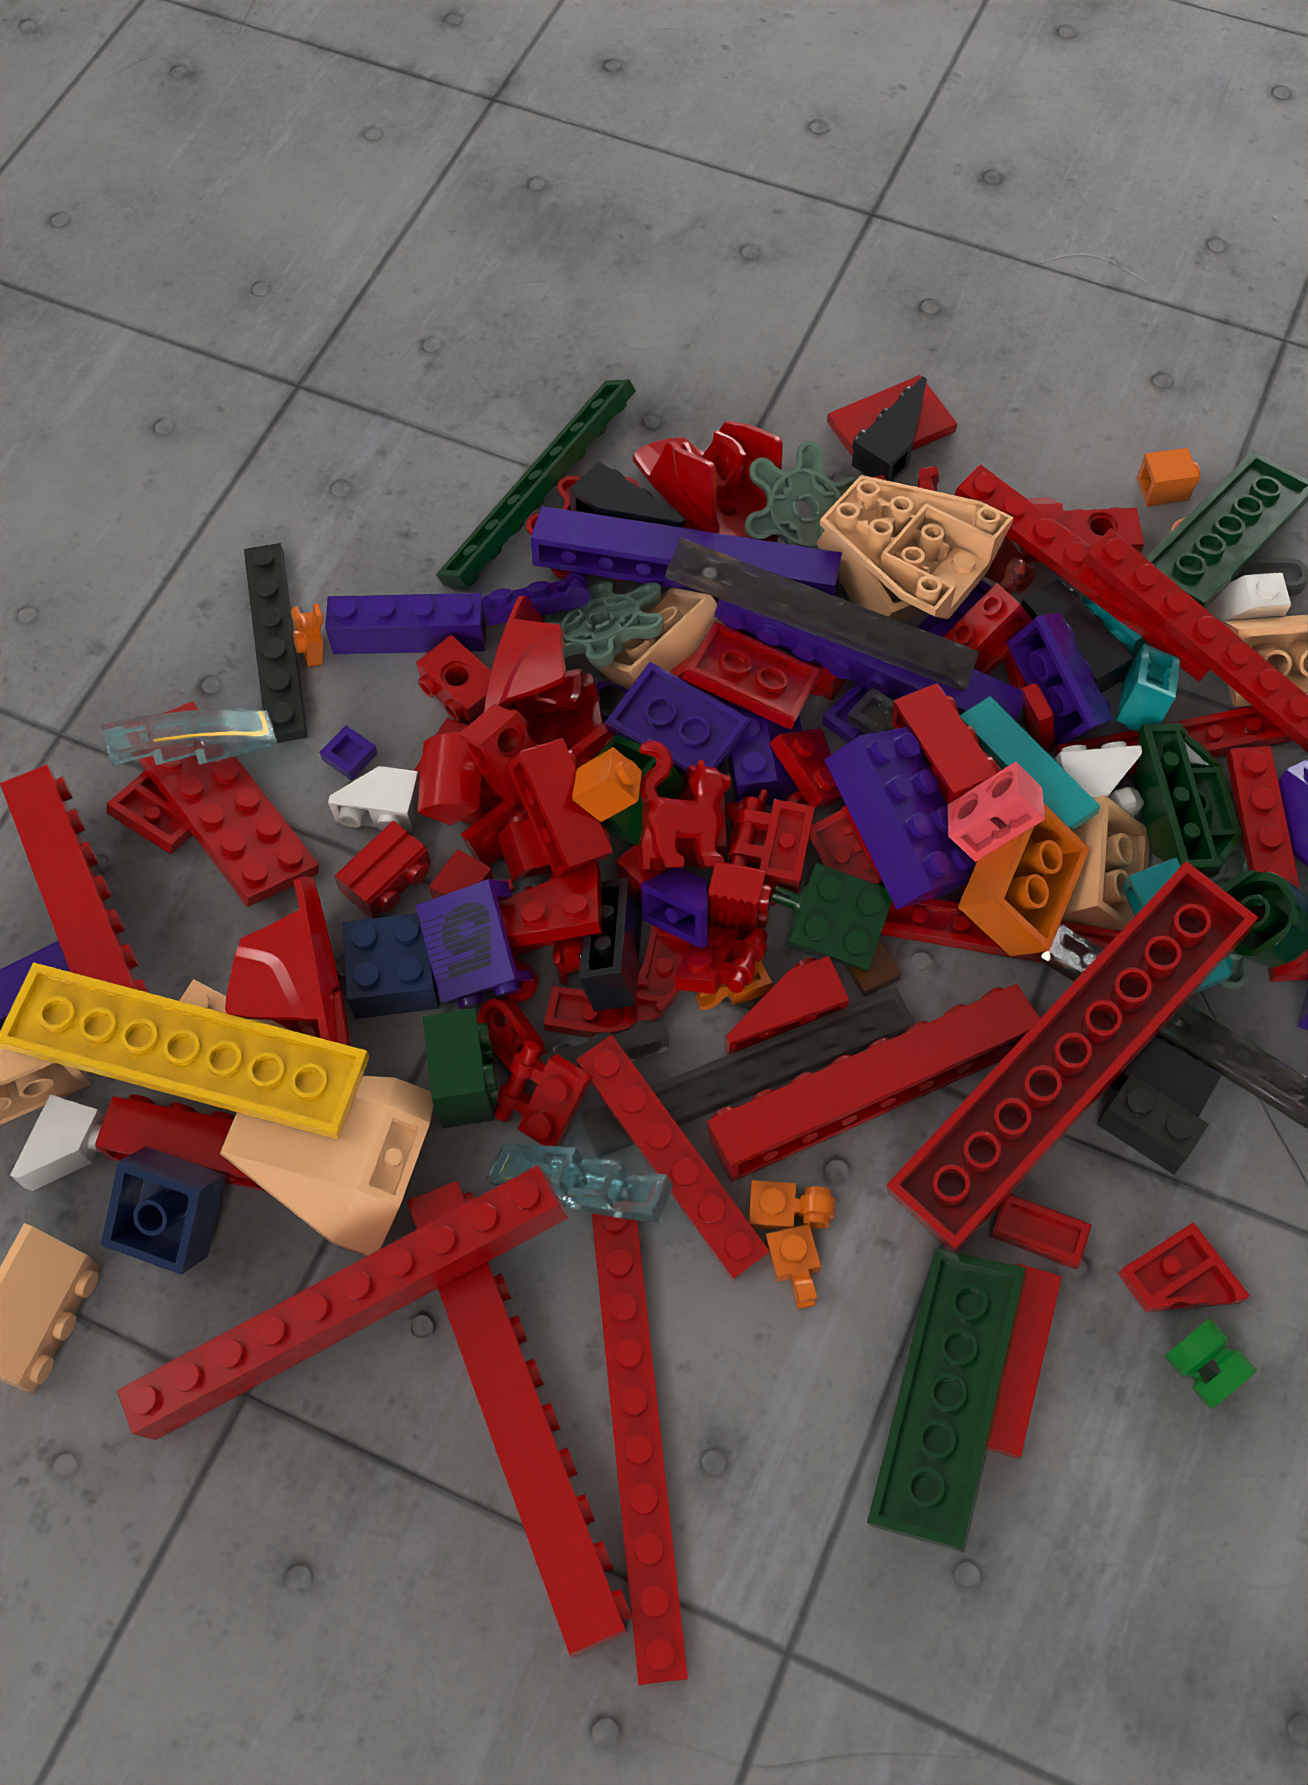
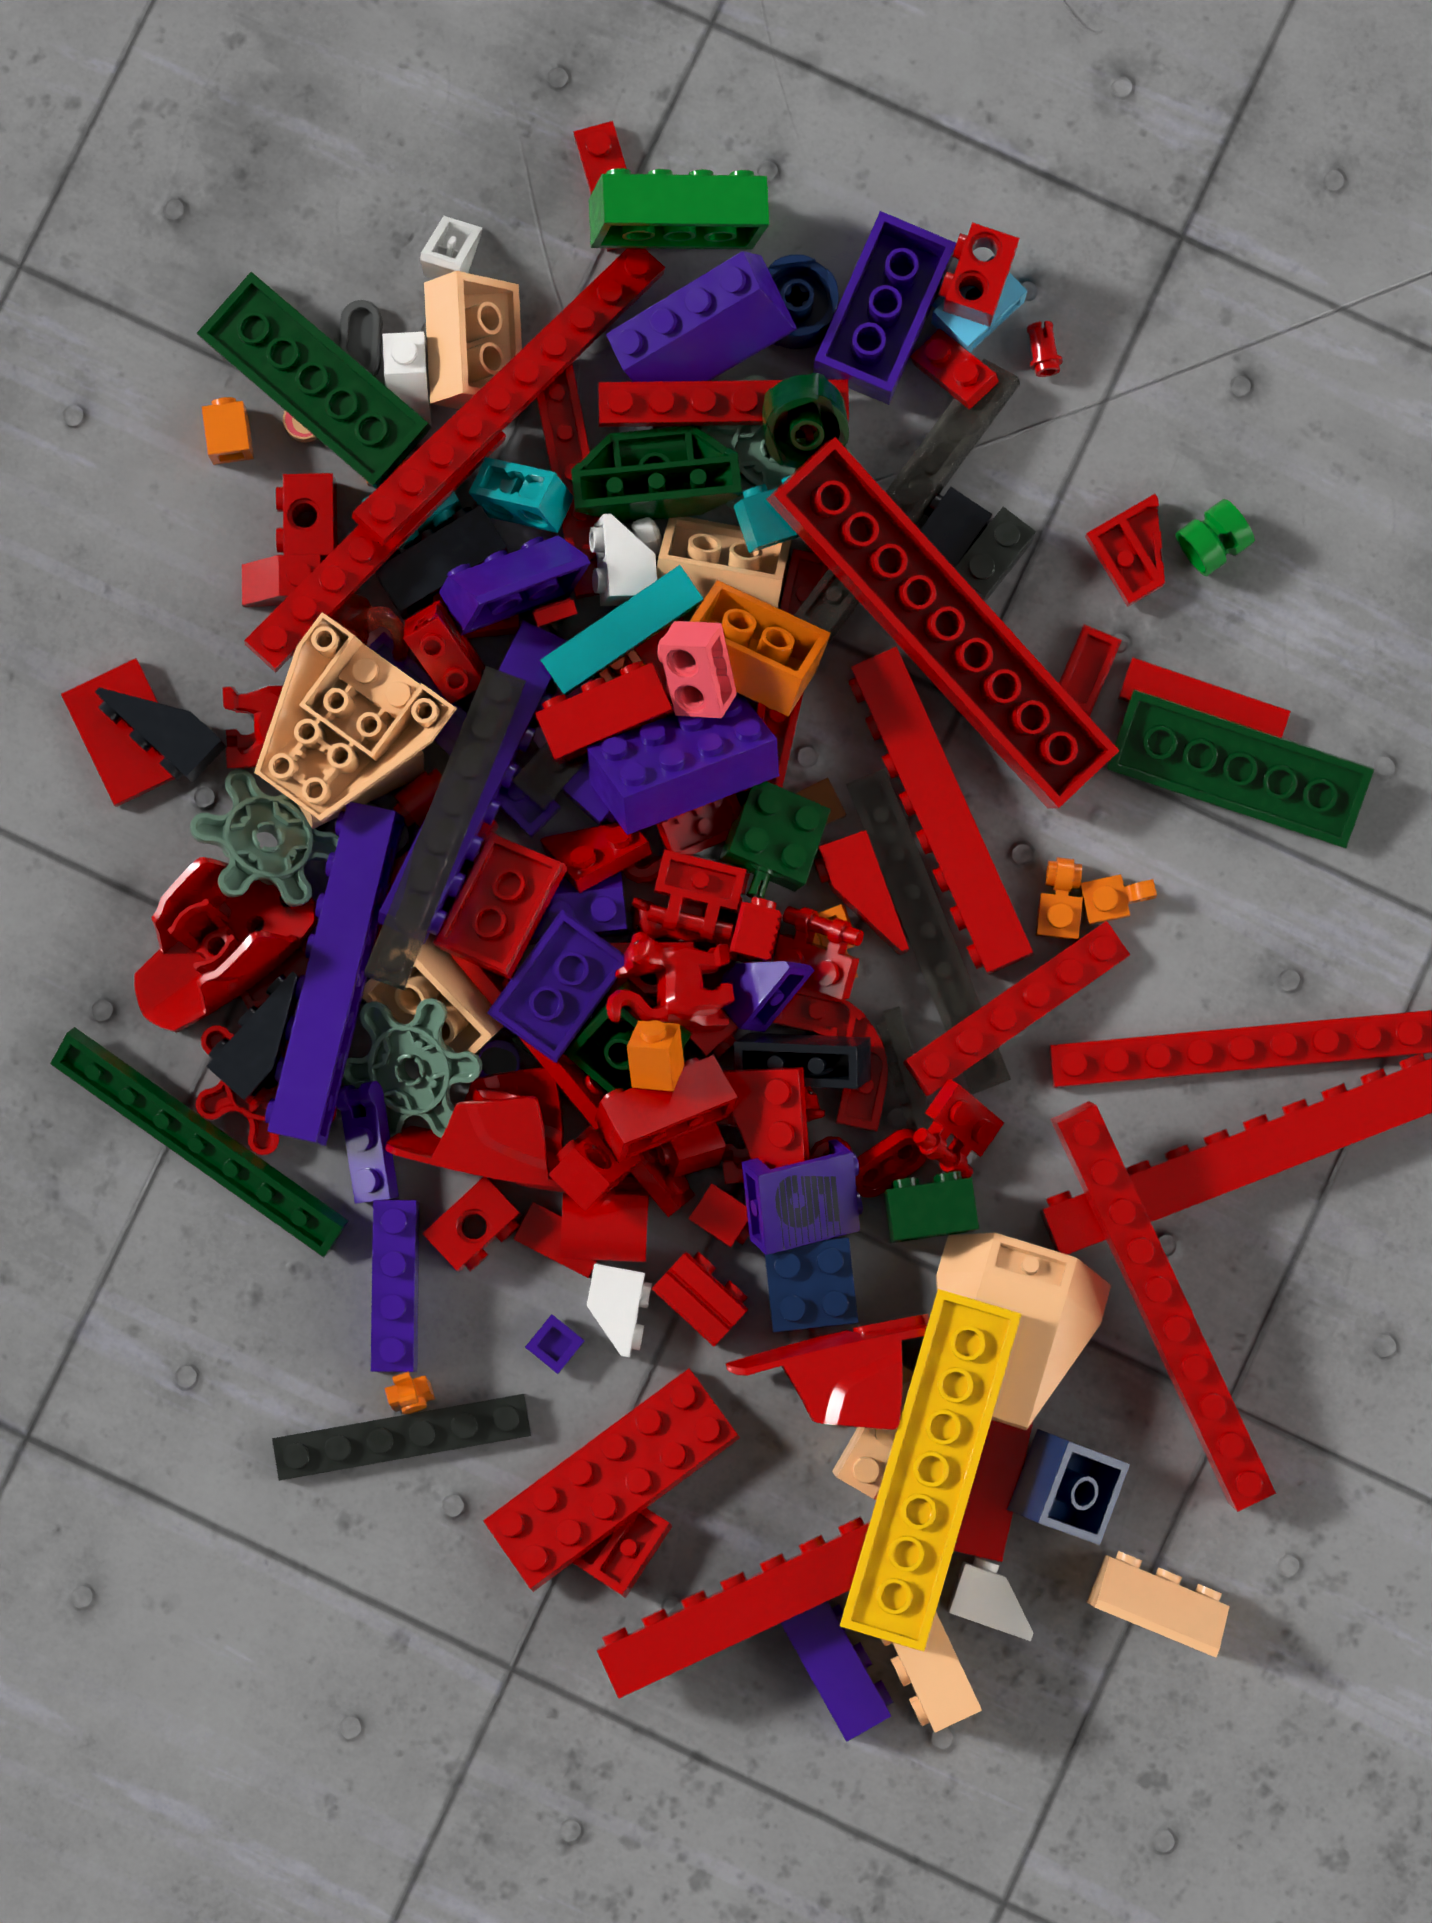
camera: 90 degrees left, 20 degrees up
(188, 733) = (551, 1508): clear light blue slope -> none
(587, 1184) = (1040, 1095): clear light blue slope -> none

